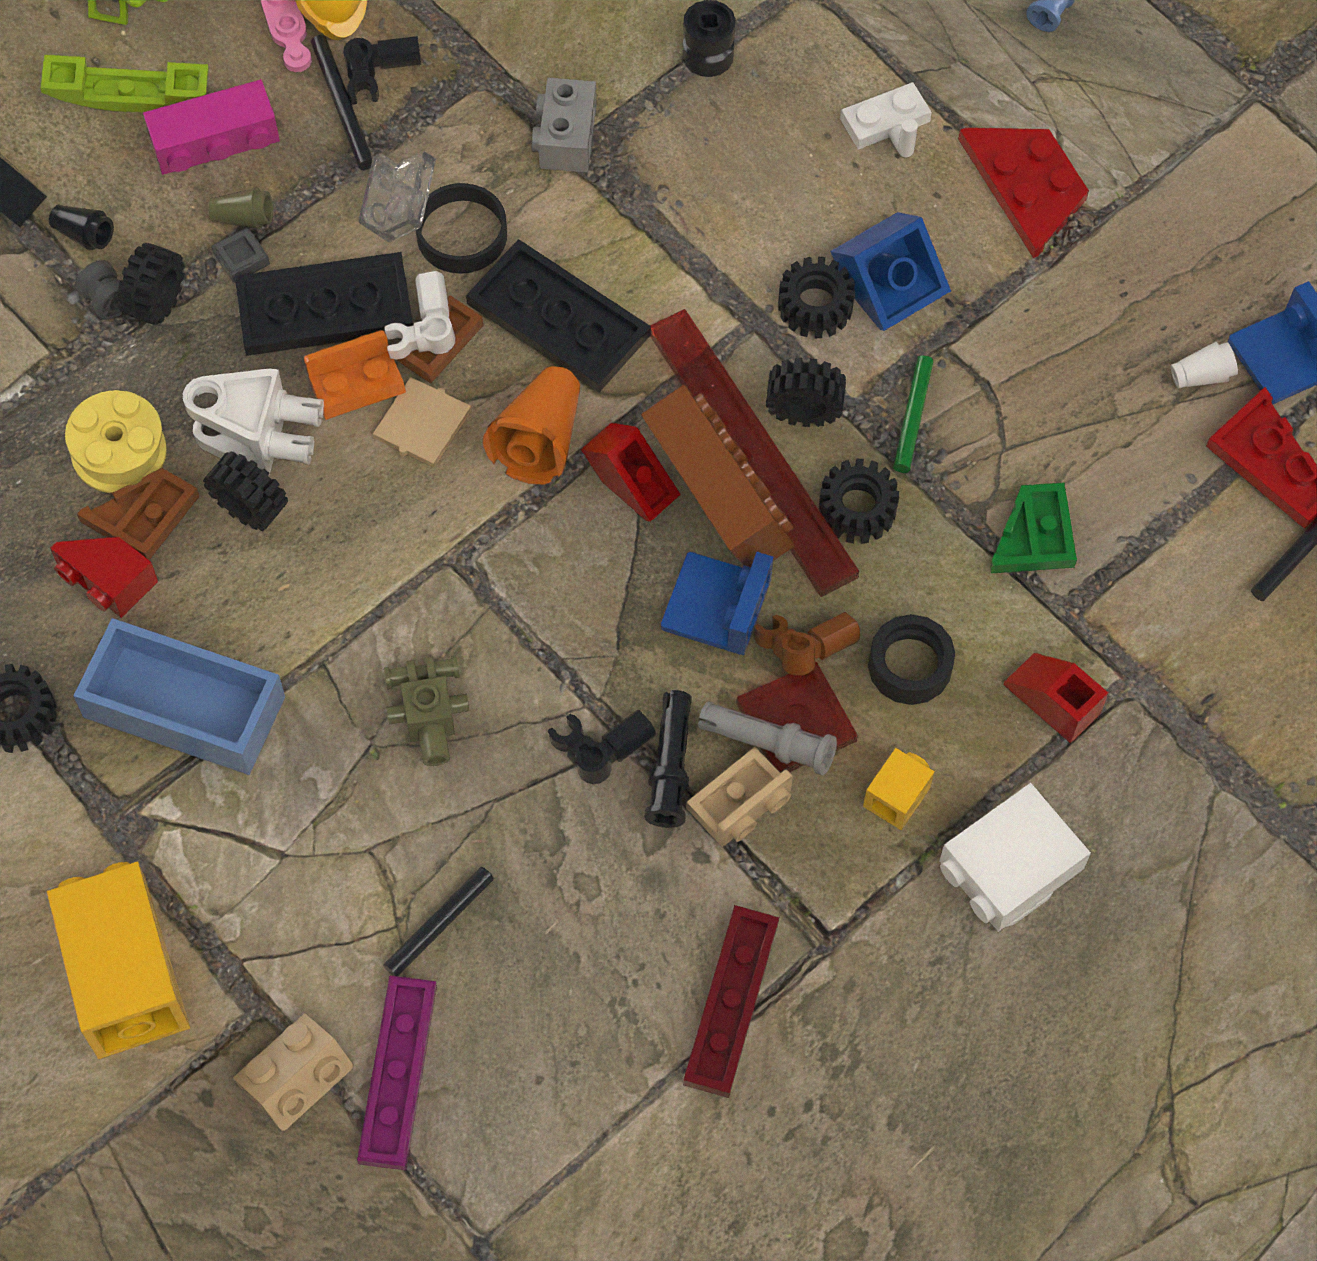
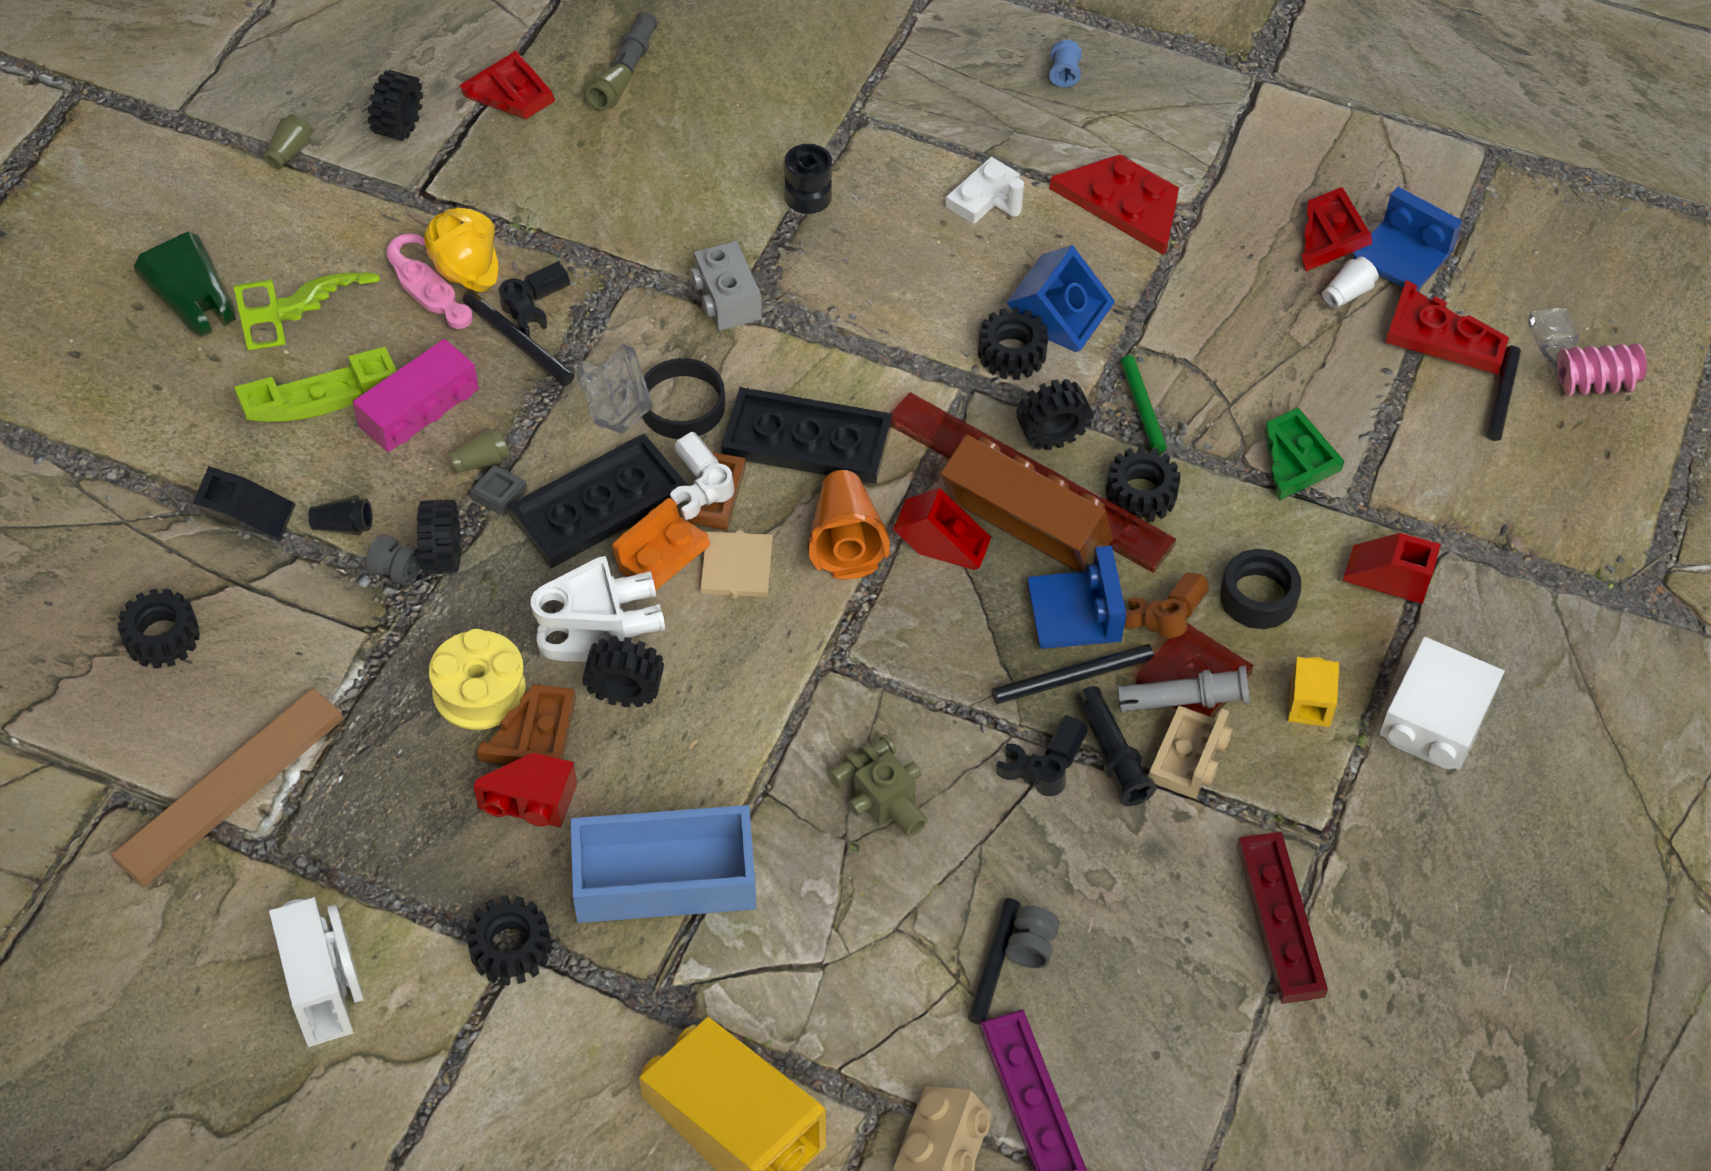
camera: 25 degrees left, 10 degrees down
(482, 915) = (1032, 939): none -> dark grey wheel
(677, 669) = (1072, 674): none -> black bar
(1223, 299) = (1332, 229): none -> red wing

